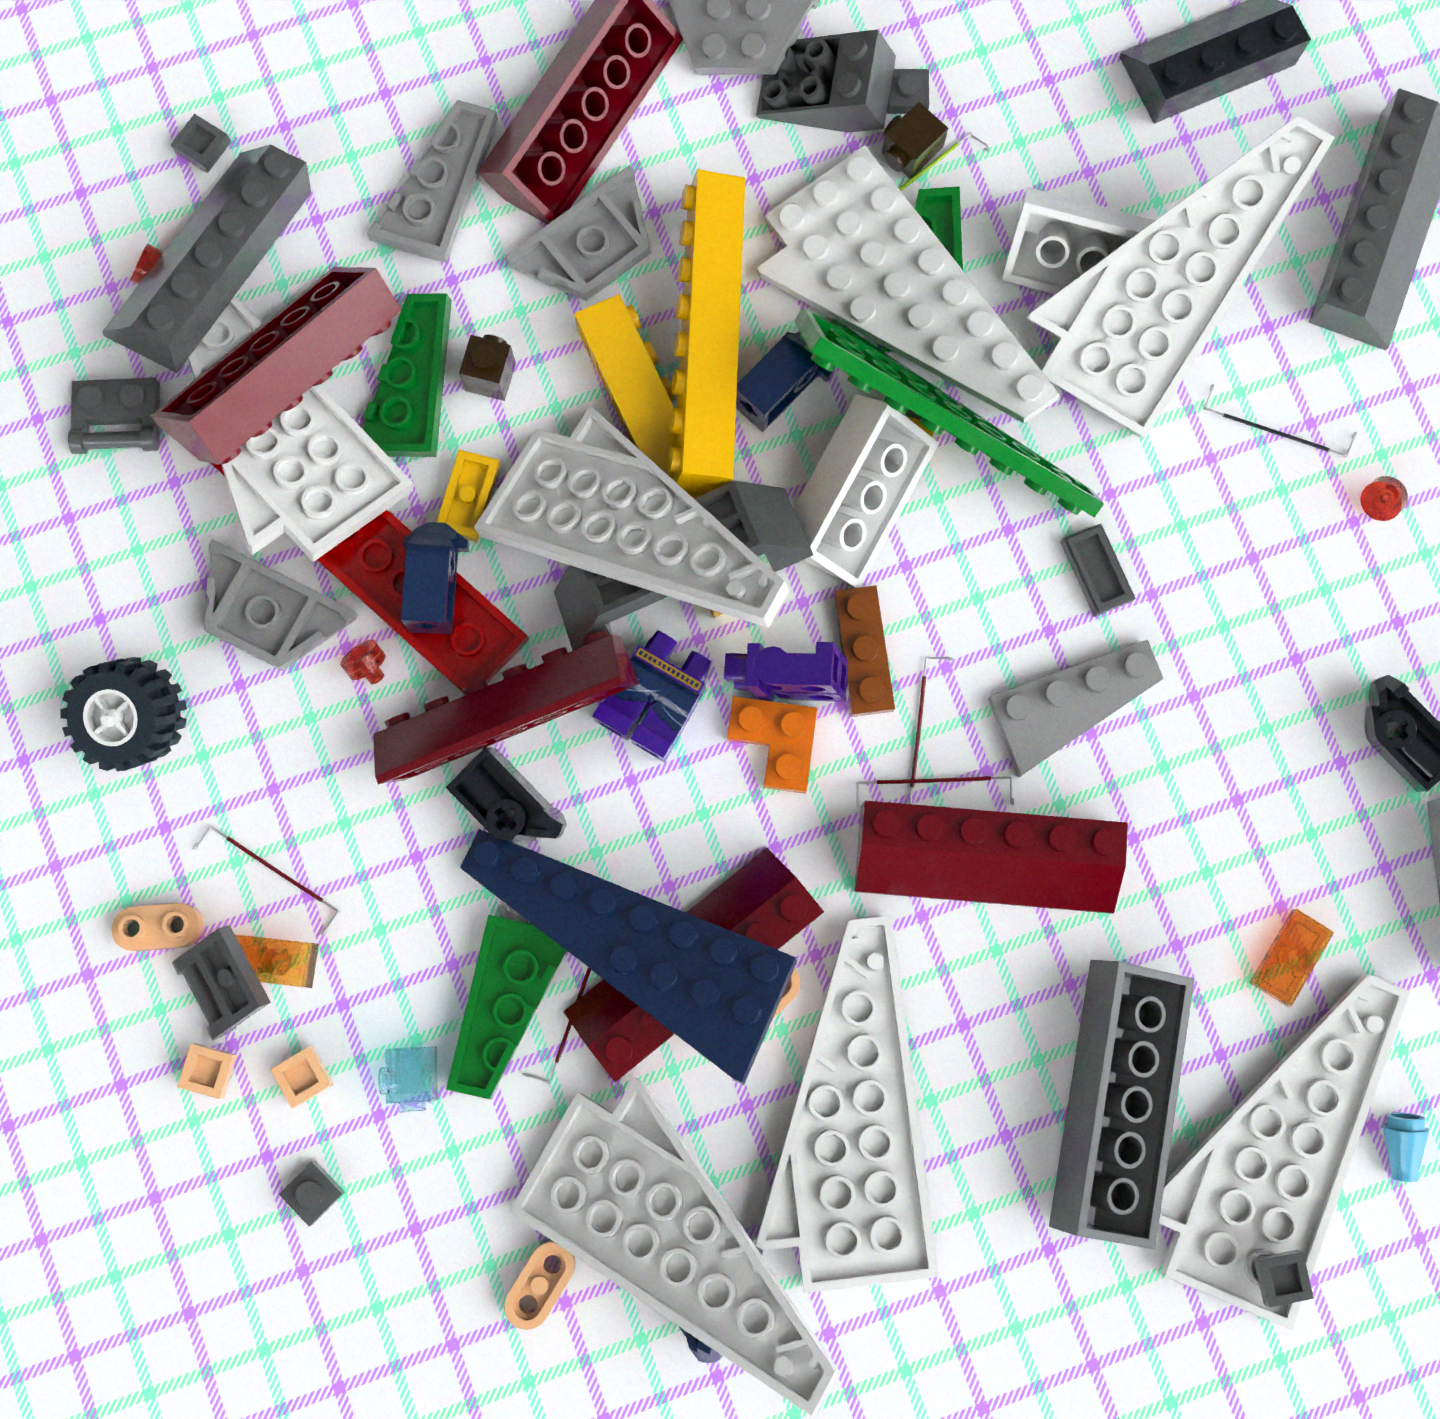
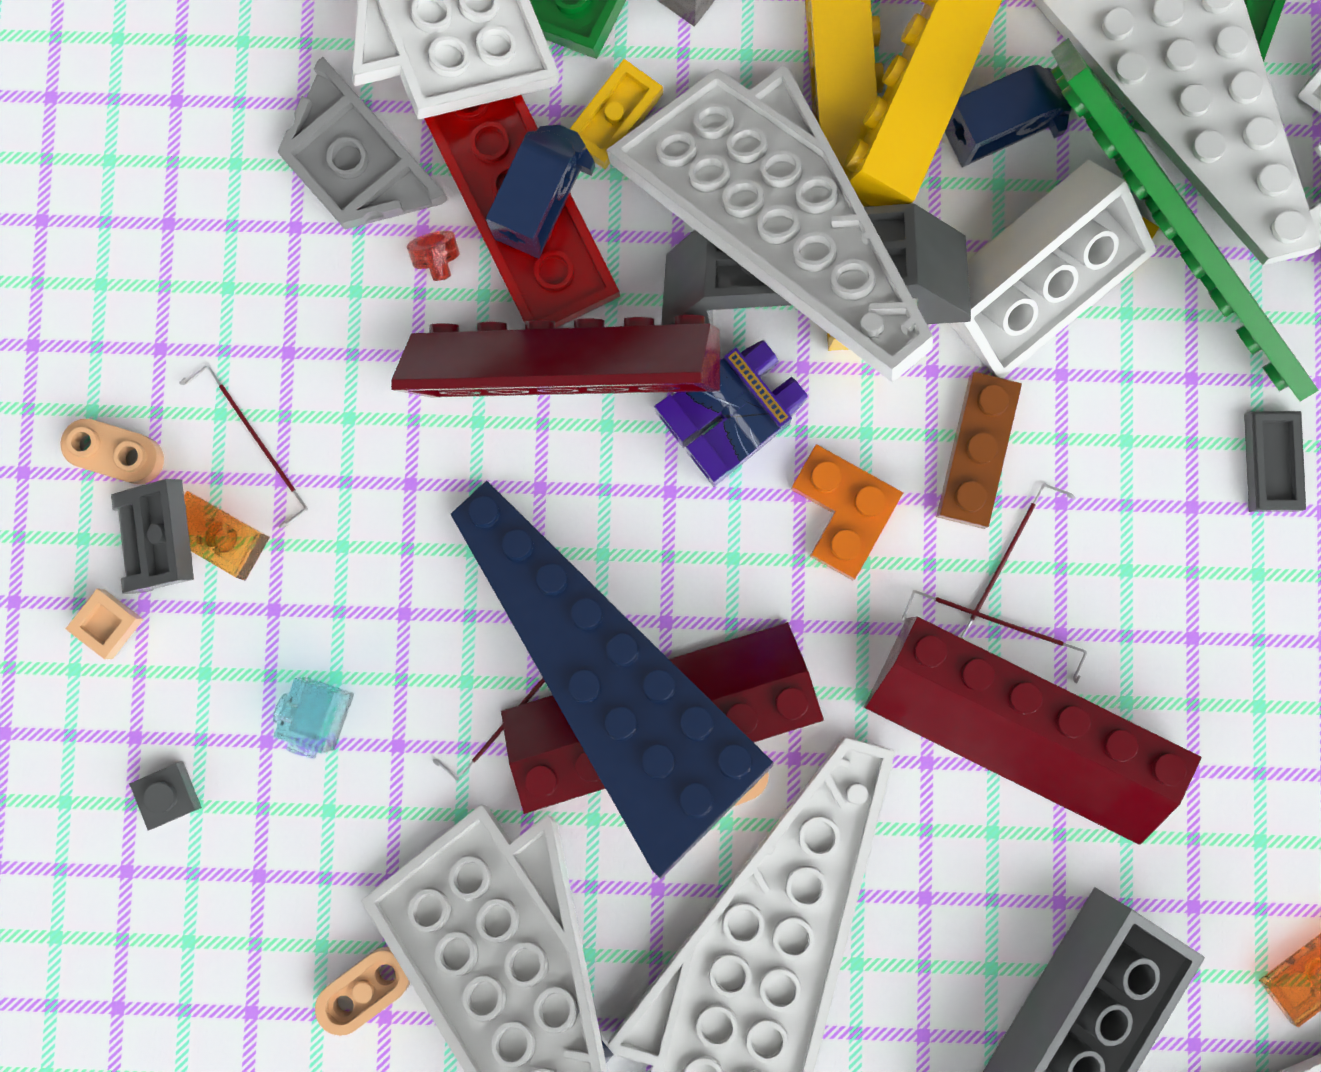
camera: 30 degrees right, 5 degrees up
(123, 713) = (155, 208): black wheel -> none
(302, 1077) = (200, 670): light nougat plate -> none
(493, 786) = (520, 441): black piece -> none
(506, 989) = (444, 670): green wing -> none
(789, 674) = (887, 444): dark purple hips -> none
(1062, 706) = (1172, 597): light grey wing -> none

